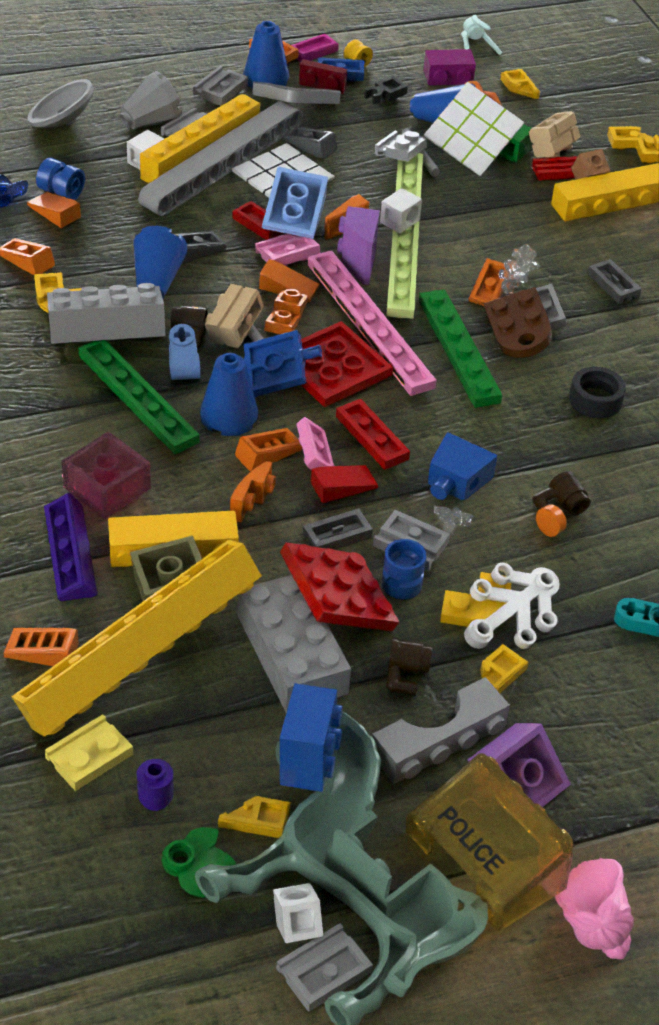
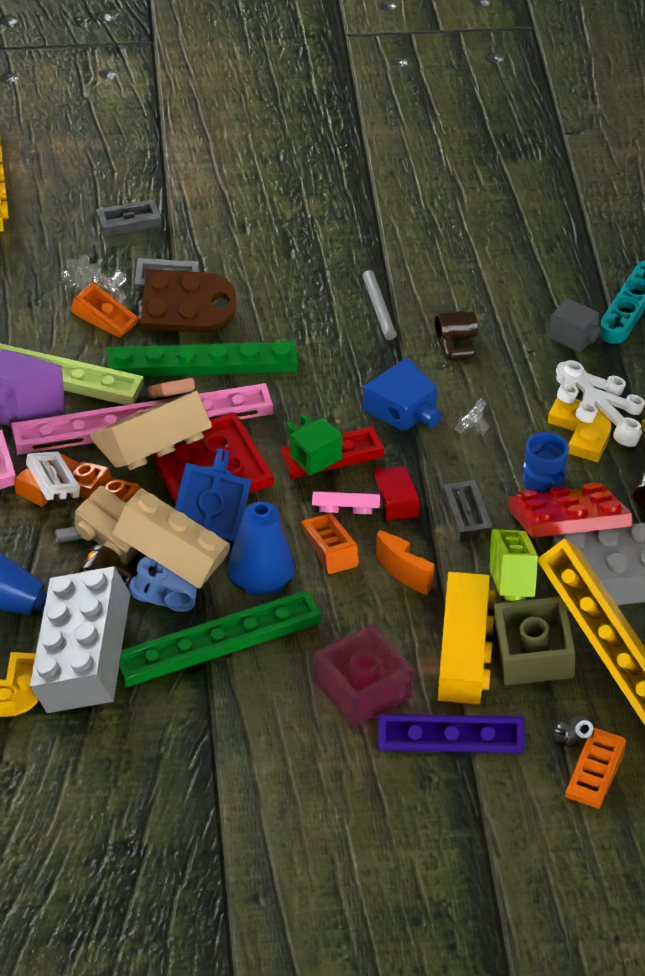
camera: 75 degrees left, 0 degrees up
(81, 621) = (570, 733): none -> flat silver arm
(219, 327) = (170, 538): none -> tan slope
(260, 539) = (513, 564): none -> lime brick
(280, 279) = (47, 478): none -> white tile
(338, 315) = (153, 431): none -> tan slope
(359, 408) = (314, 444): none -> green brick
(391, 316) = (171, 388): none -> nougat tile
(406, 527) = (493, 454): light grey plate -> none
(551, 520) = (489, 348): orange tile -> none
(581, 445) = (379, 305): none -> light grey bar
(597, 378) = (310, 287): black tyre -> none
(612, 577) = (574, 325): none -> dark grey brick

